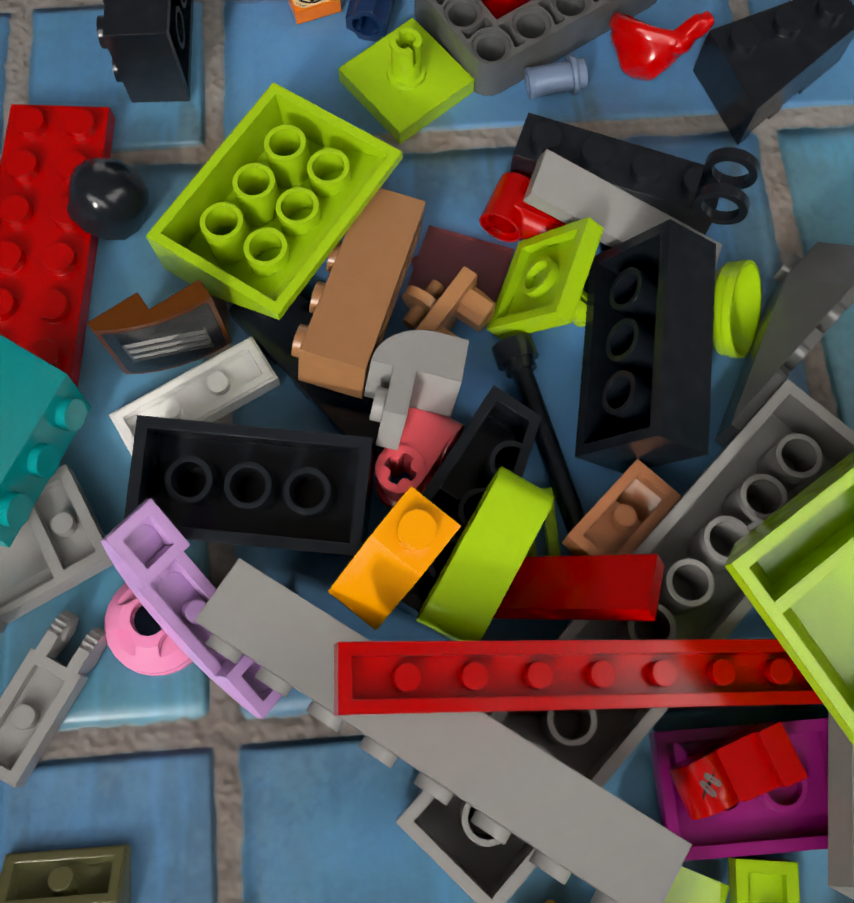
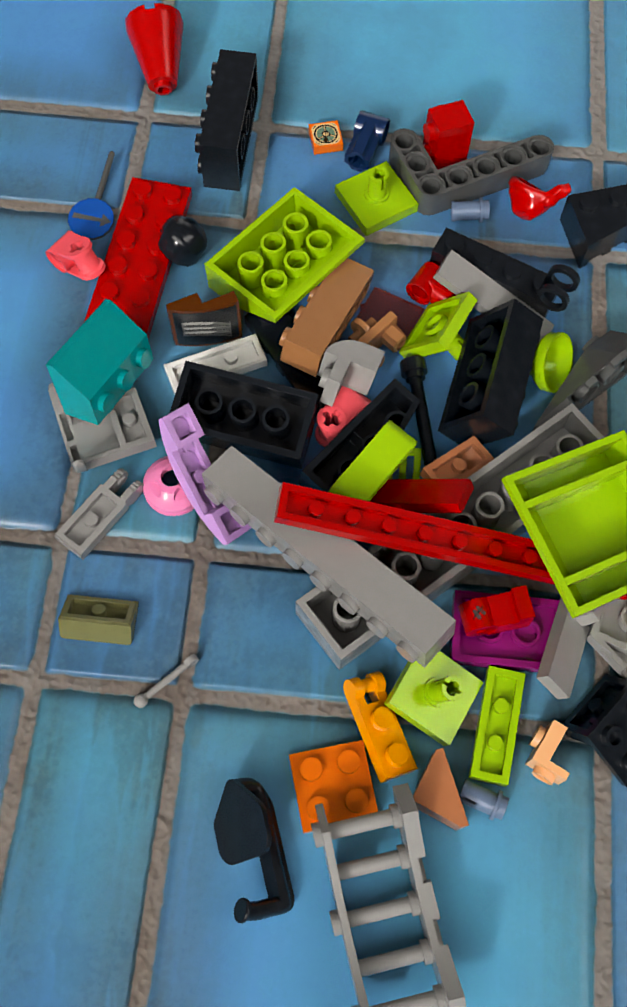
camera: 10 degrees right, 5 degrees down
(393, 558) = (321, 456): light orange slope -> none

